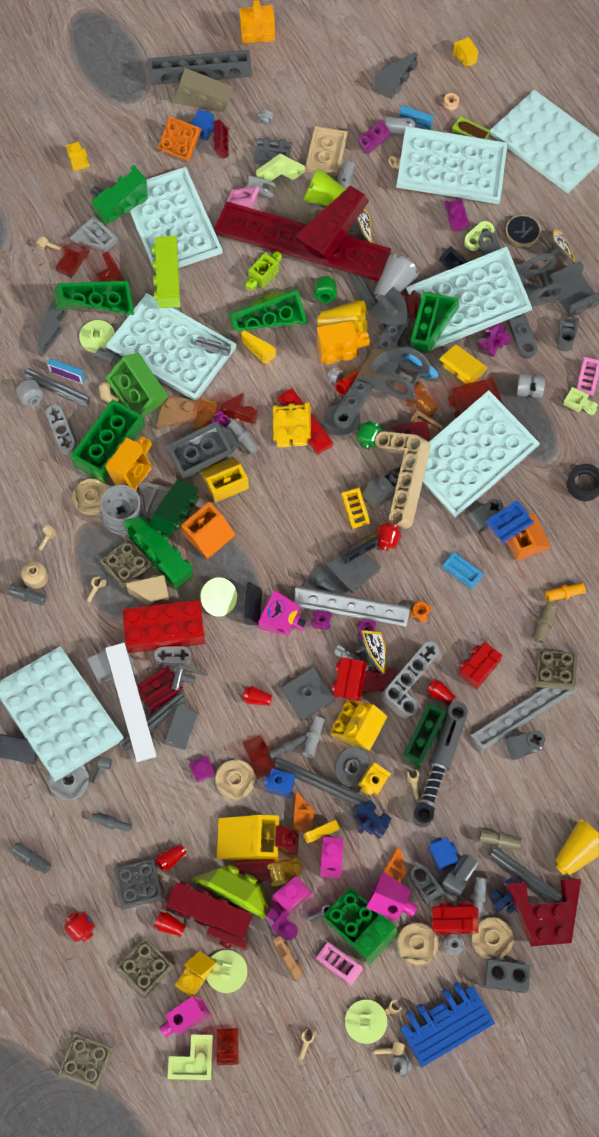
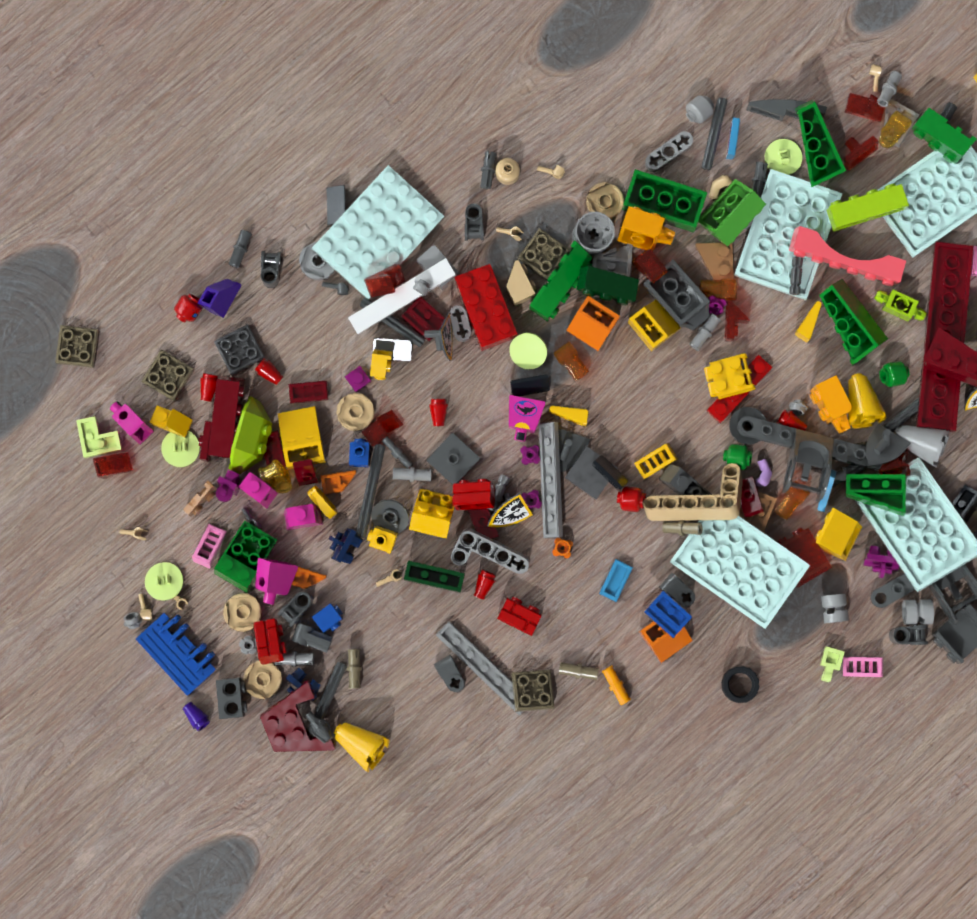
camera: 75 degrees right, 15 degrees up
(58, 829) = (270, 265): none -> dark grey piece
(63, 234) = (889, 88): none -> light grey pin
(77, 889) = (219, 296): none -> dark purple slope
(80, 619) = (473, 226): none -> dark grey piece
(102, 236) = (895, 127): none -> clear yellow piece
(110, 715) = (385, 281): none -> clear red slope
(111, 822) = (288, 310): dark grey bar -> none
(128, 676) = (422, 287): none -> light grey plate
(166, 467) = (649, 265): none -> clear red slope
(187, 325) = (810, 244): none -> coral arch
(193, 740) = (380, 364): none -> yellow brick
(202, 821) = (308, 392): none -> dark red plate
(234, 562) = (568, 357): none -> clear orange piece
(294, 567) = (574, 415): none -> yellow slope
(389, 416) = (765, 475): none -> lavender arm
(426, 496) = (682, 528): none -> dark tan pin
(441, 762) = (415, 598): piece -> none
(519, 1018) = (196, 717): none -> dark purple cone
(548, 319) = (917, 612): none -> light grey wheel
(557, 886) = (320, 728): none -> dark grey piece

